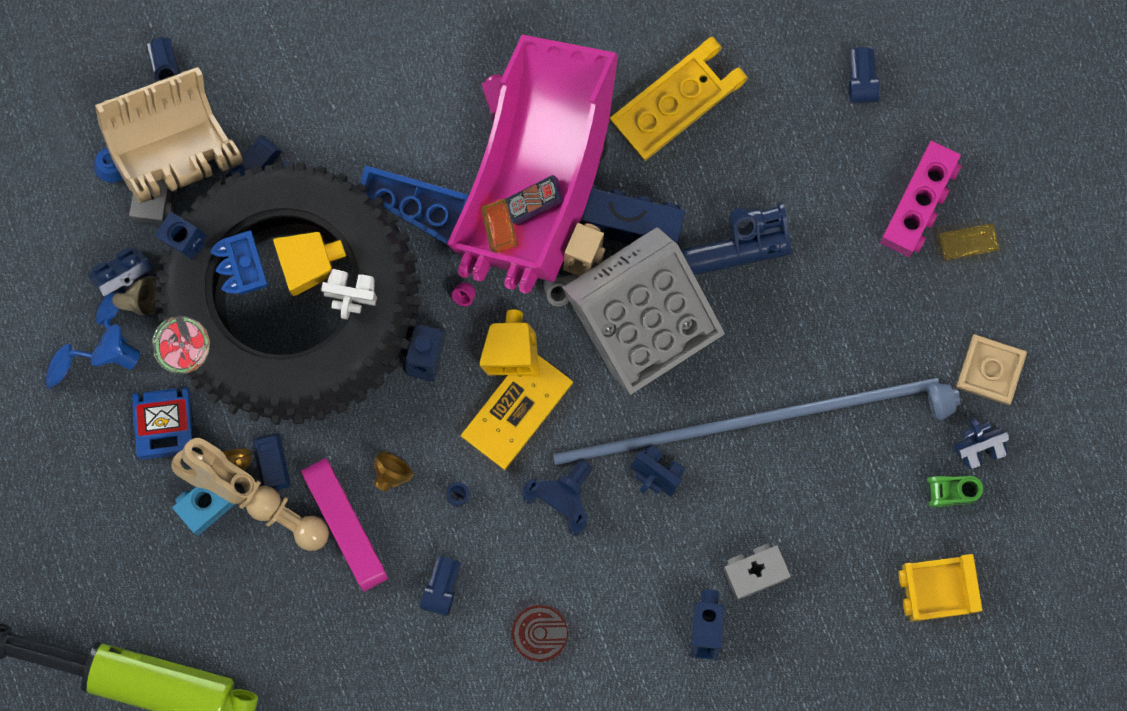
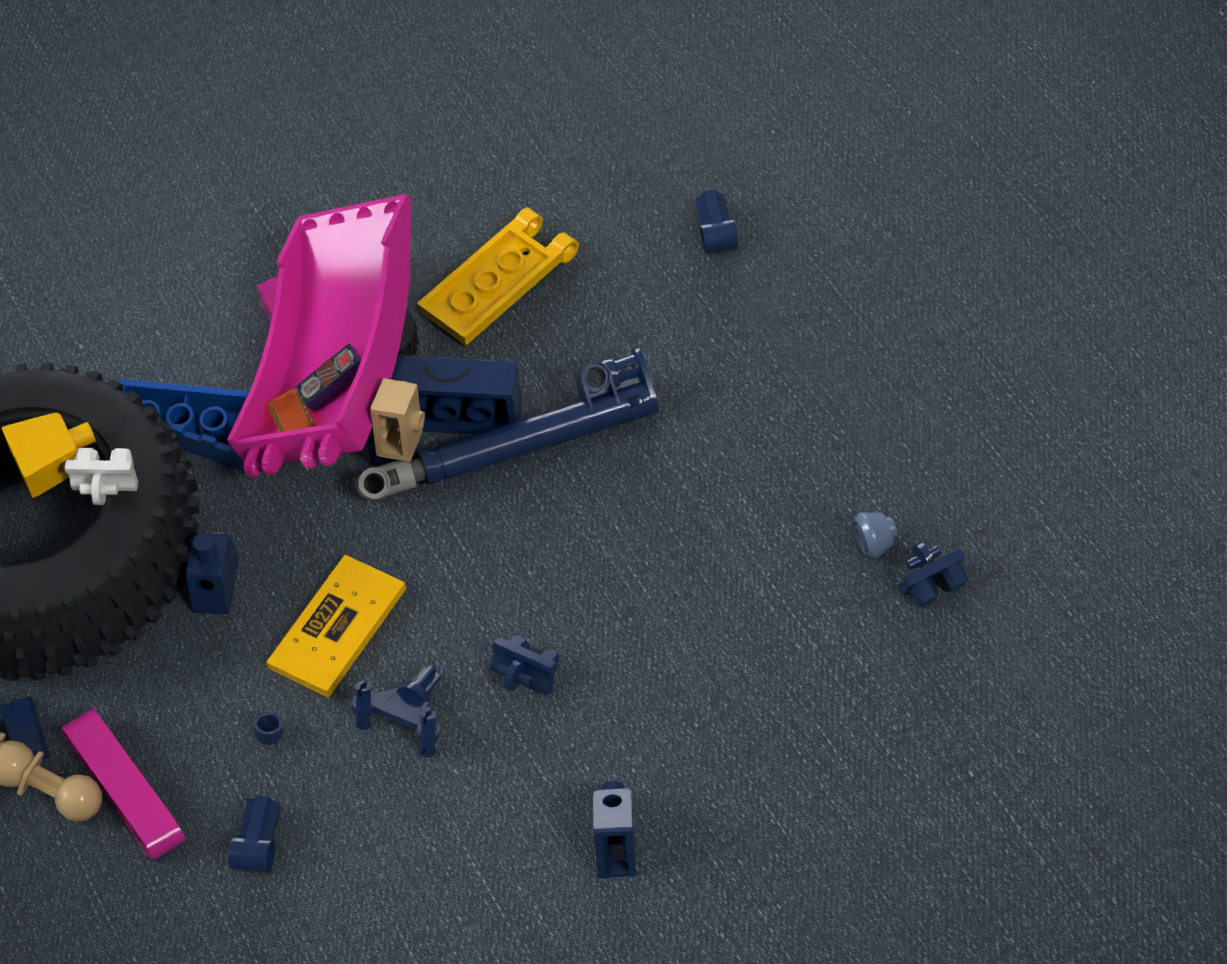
camera: 10 degrees left, 25 degrees down
(391, 471) = (178, 715): pearl gold piece -> none
(467, 295) = (261, 515): dark pink hinge -> none
(510, 347) = (319, 553): yellow torso -> none
(539, 633) = (394, 876): tile -> none
(644, 310) = (480, 471): light grey piece -> none
(744, 421) = (625, 598): sand blue piece -> none
(773, 571) = (670, 758): light grey brick -> none
(936, 159) = (806, 332): dark pink brick -> none
(940, 588) = (914, 744): yellow panel -> none
(951, 490) = (907, 629): bright green piece -> none
(969, 241) = (875, 369): clear yellow tile -> none
(991, 369) = (930, 497): tan tile -> none

